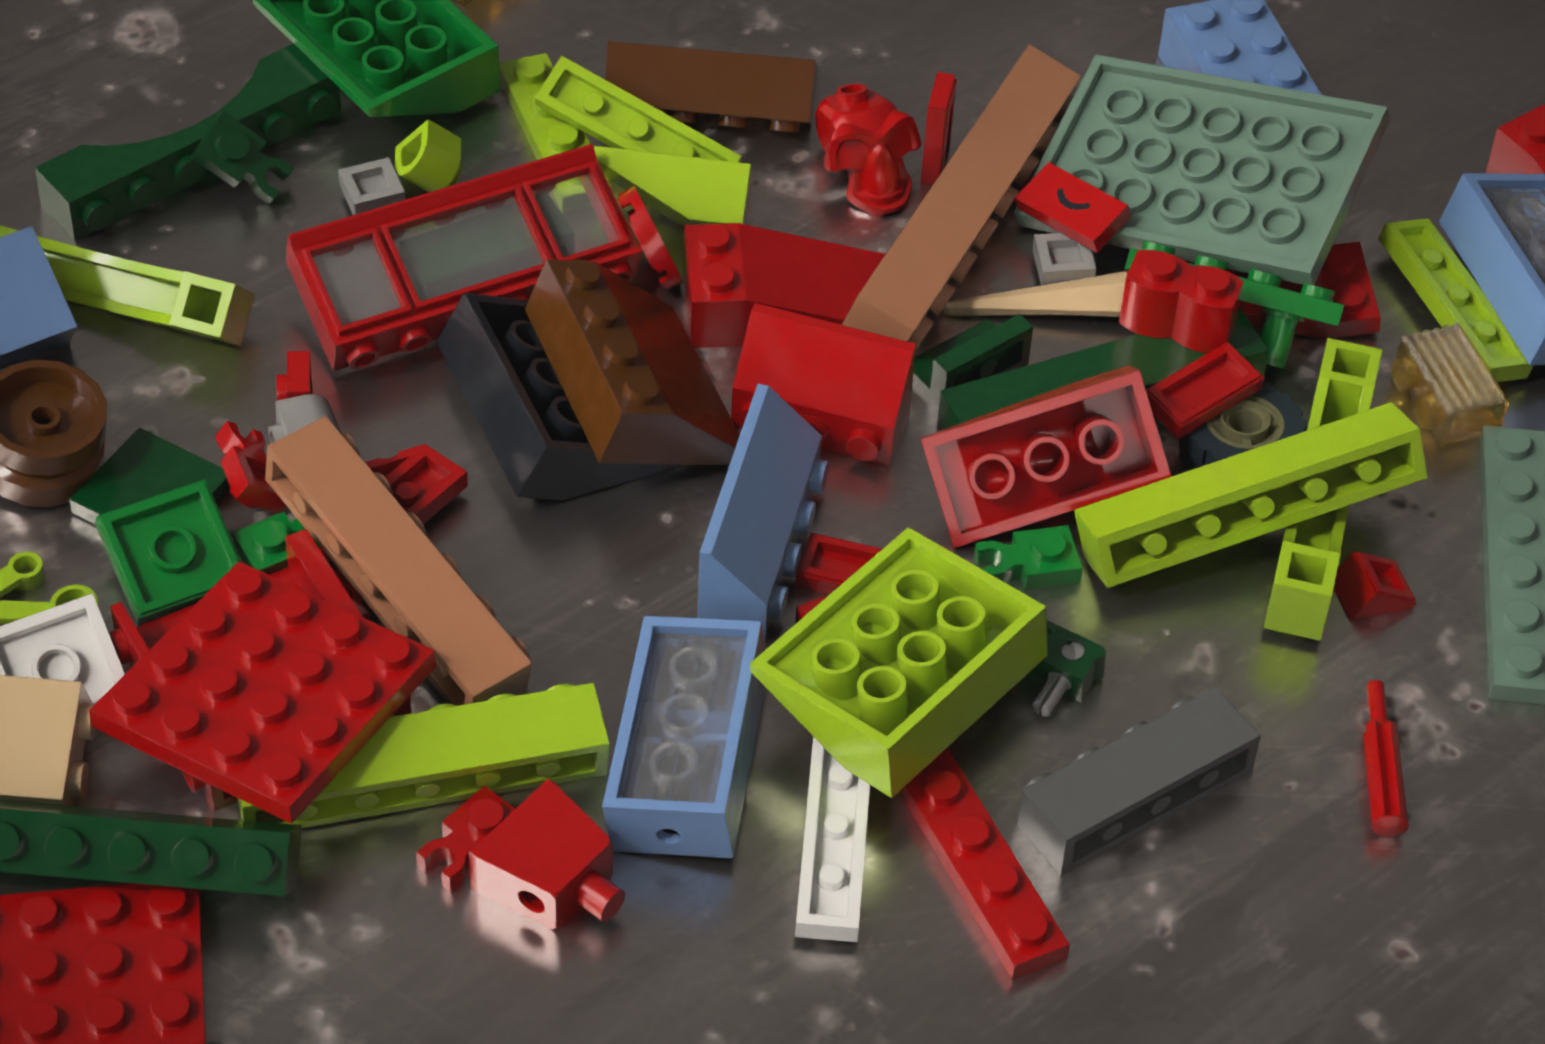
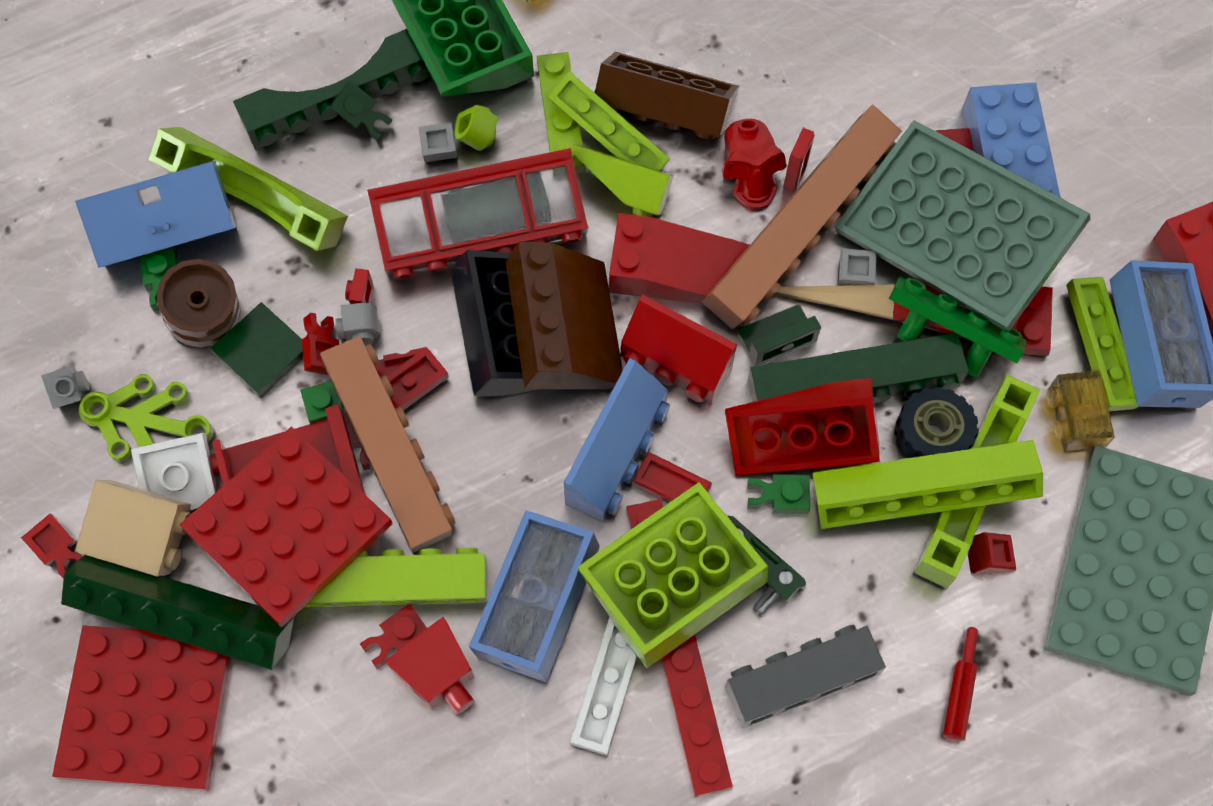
camera: 15 degrees right, 20 degrees up
(168, 549) = (260, 399): green tile -> none
(650, 238) = (596, 216): red tile -> none
(1073, 207) = (870, 236): red tile -> none
(1180, 301) = (912, 330): red brick -> none
(1203, 390) = (916, 397): red tile -> none

